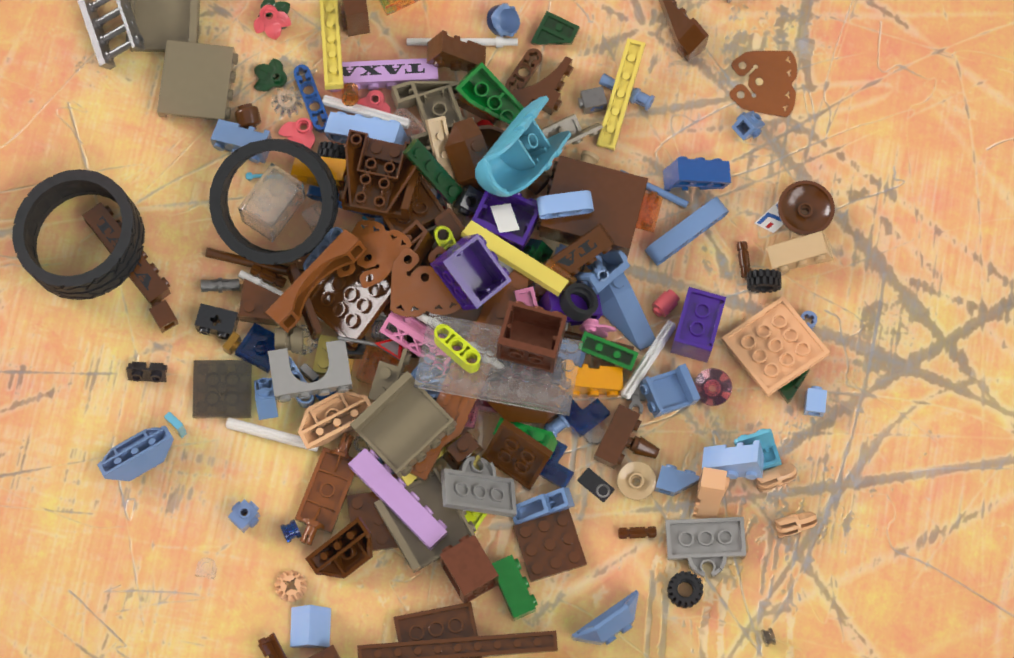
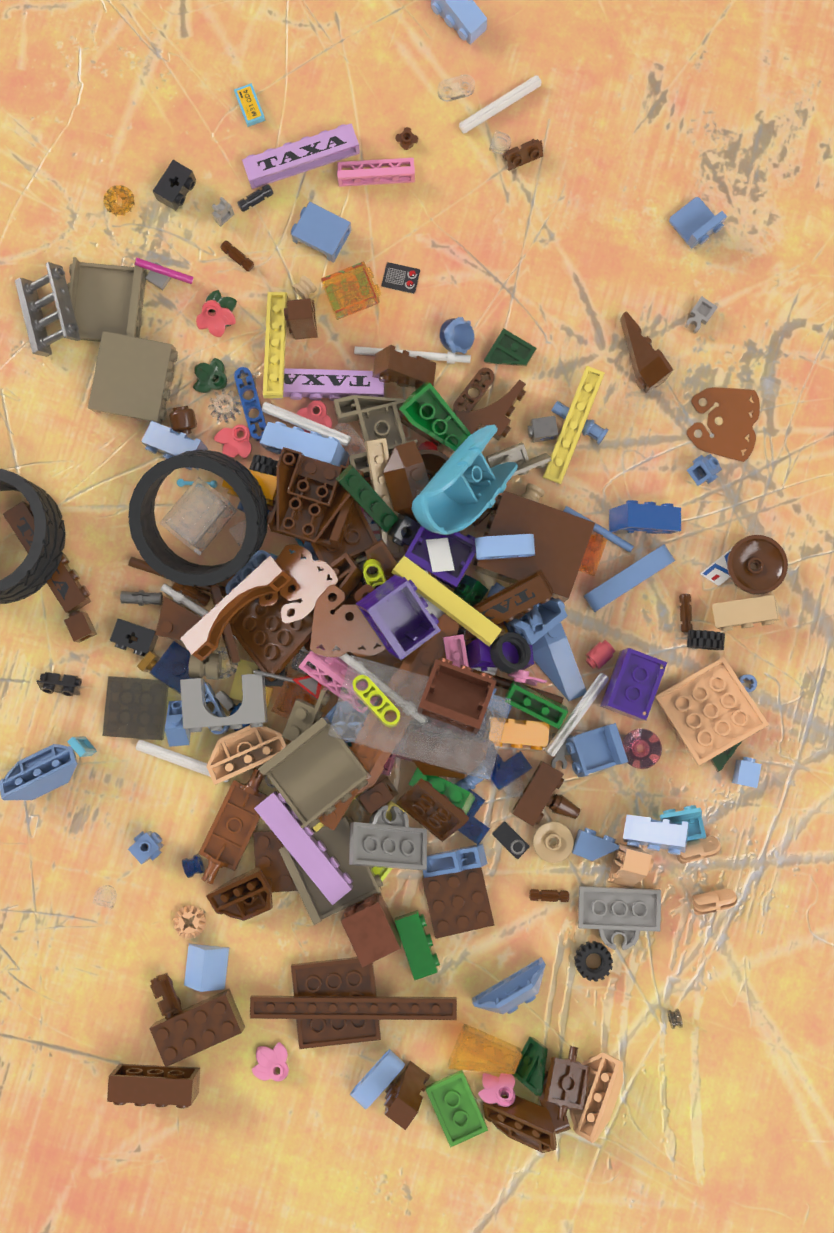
camera: 10 degrees right, 10 degrees up
(350, 94) = (291, 409): clear orange bush -> none
(556, 268) = (493, 618): clear orange wheel -> none

